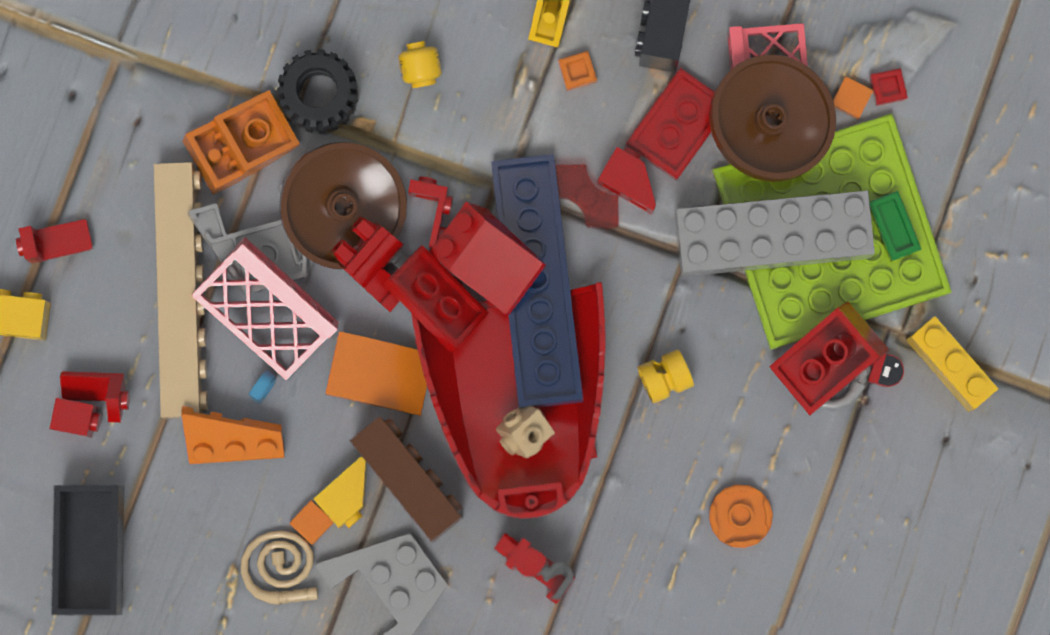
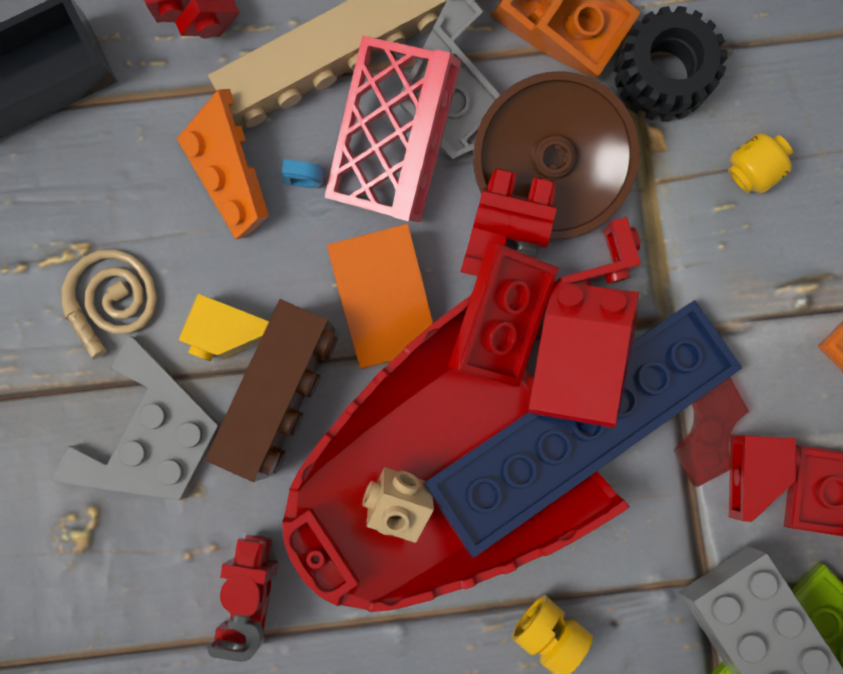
camera: 60 degrees right, 0 degrees up
(311, 522) = (173, 306): orange tile -> none

